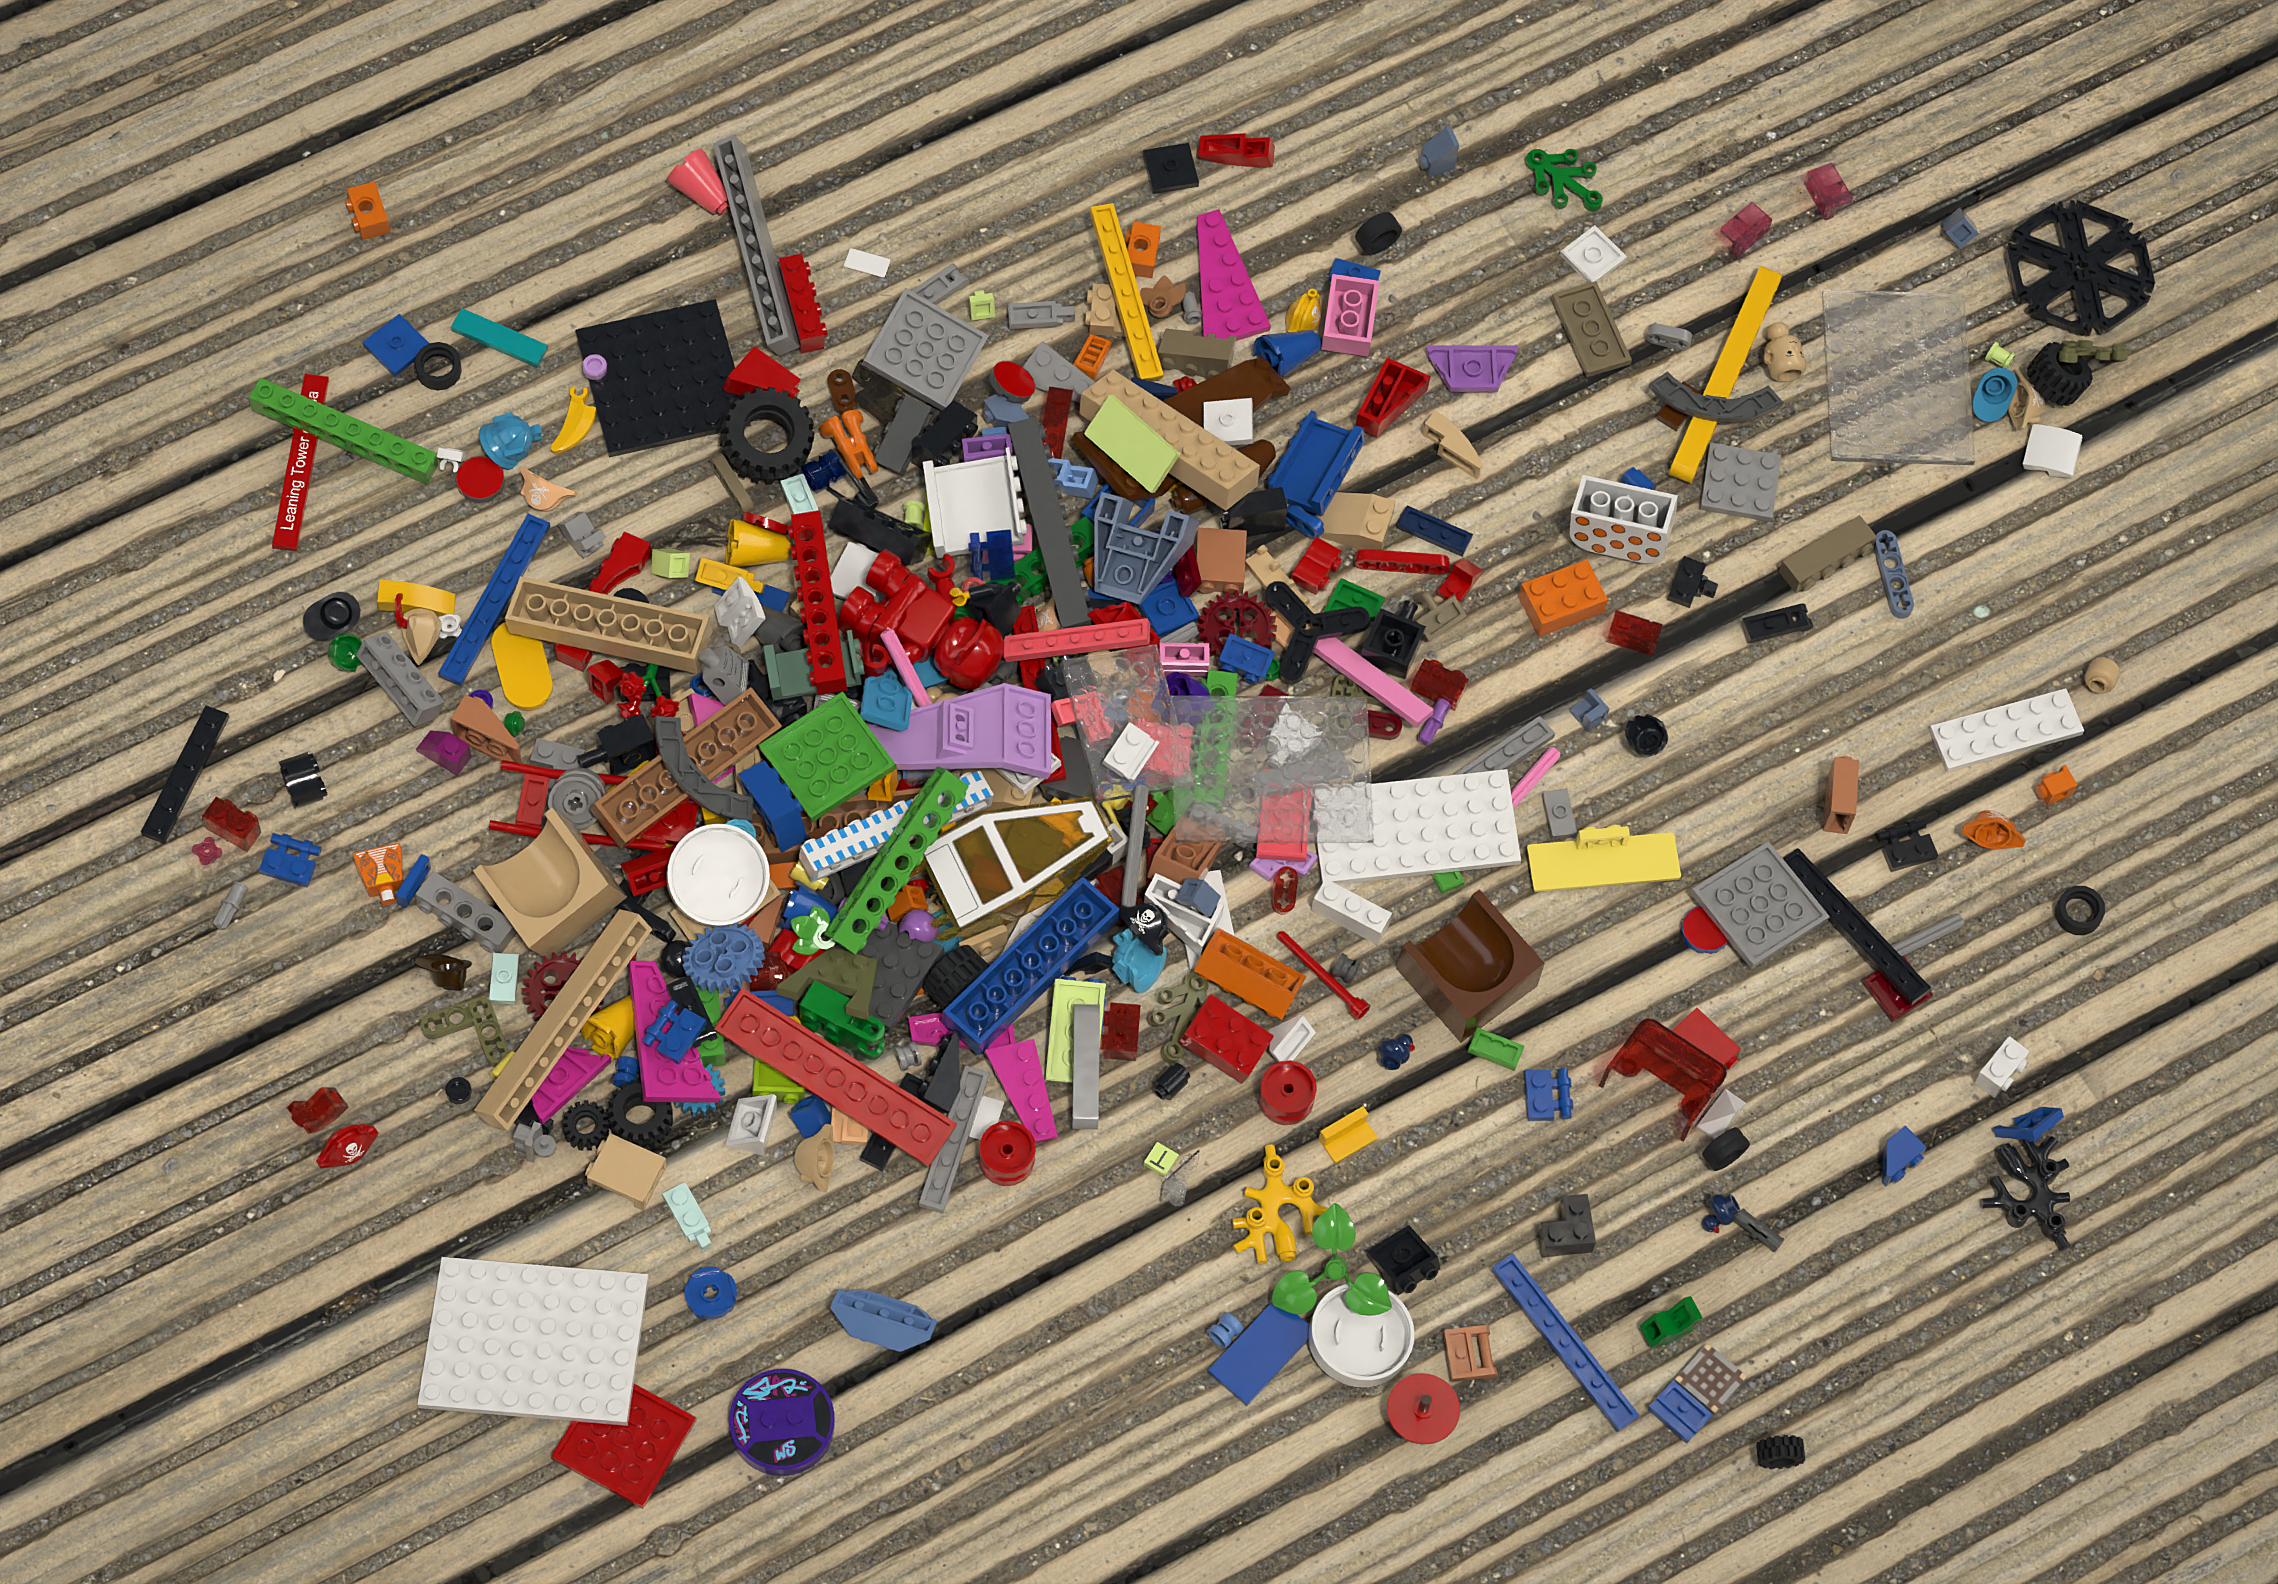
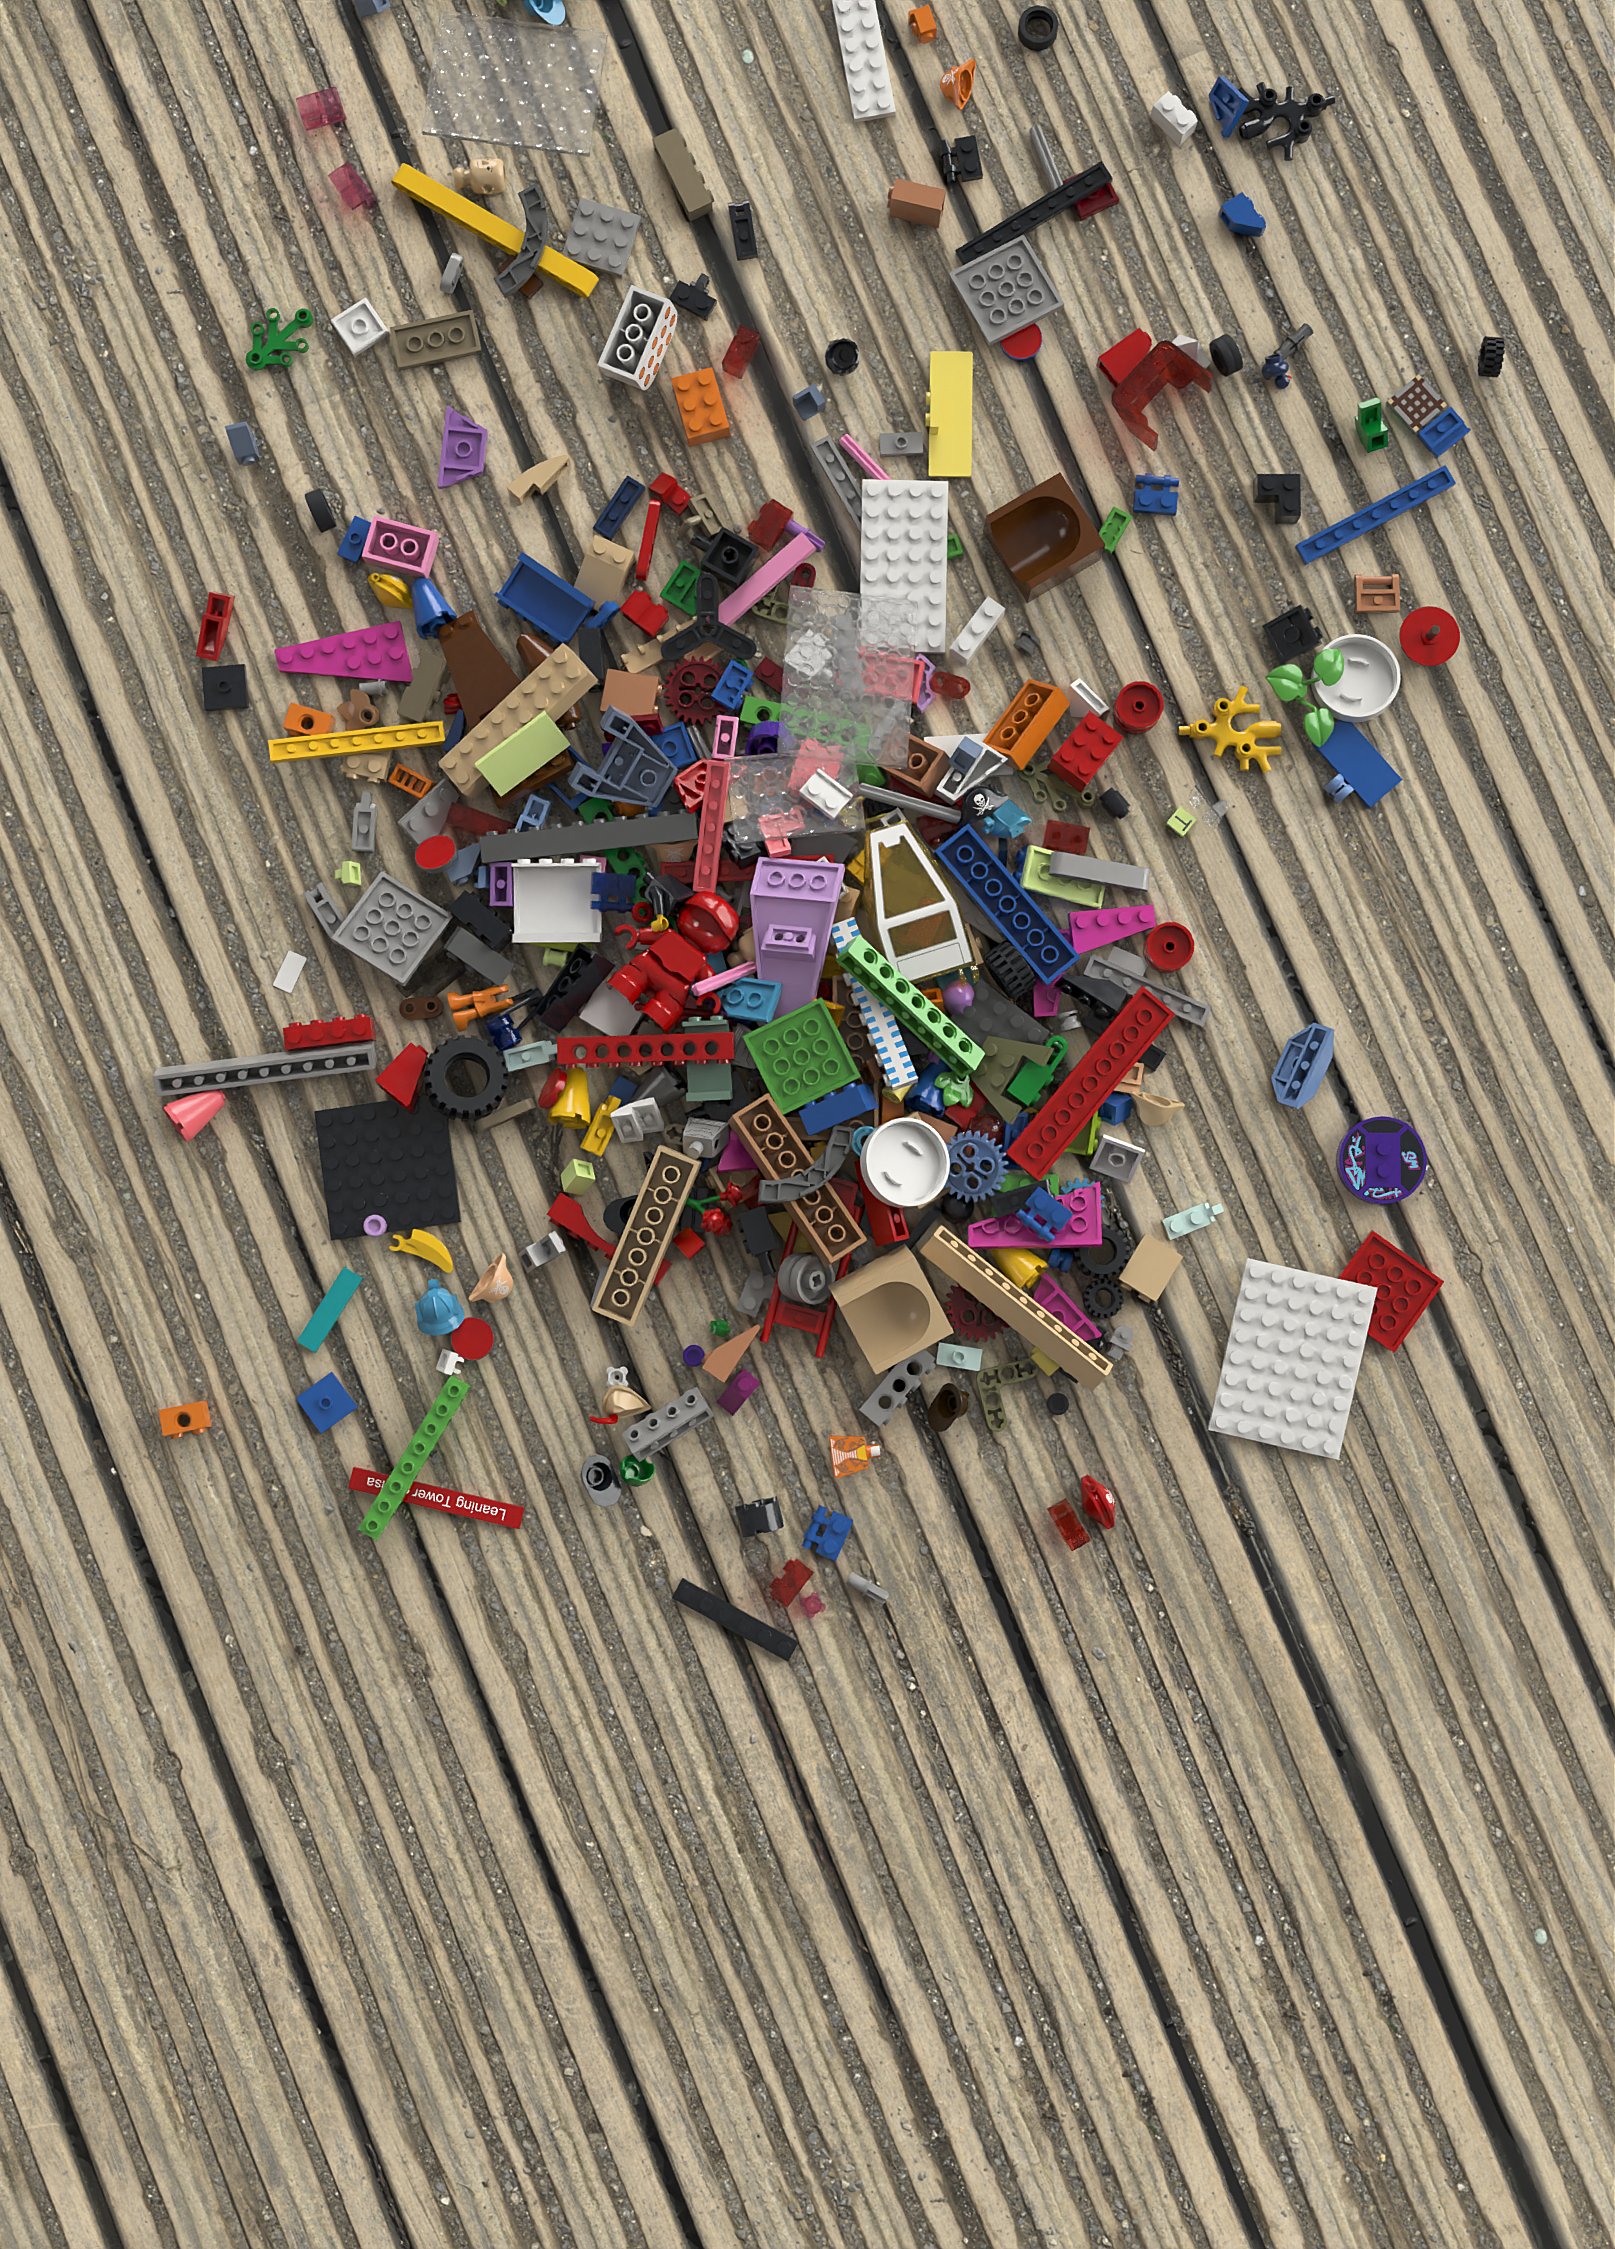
camera: 75 degrees left, 20 degrees up
(413, 881) = (862, 1427): blue tile -> none
(415, 597) = (589, 1404): yellow slope -> none
(434, 350) = (337, 1367): black tyre -> none
(494, 600) = (595, 1335): blue plate -> none
(522, 669) = (666, 1317): yellow tile -> none
(703, 1306) = (1271, 1217): blue plate -> none
(1230, 420) = (504, 667): white plate -> none
(1347, 1135) = (1176, 664): yellow panel -> none
(1357, 1006) = (1061, 640): red piece -> none
(1390, 396) = (484, 524): red wedge -> none
(1395, 1052) = (1109, 613): dark blue animal -> none
(1637, 478) = (597, 324): blue brick -> none
(1890, 574) = (705, 119): sand blue beam -> none

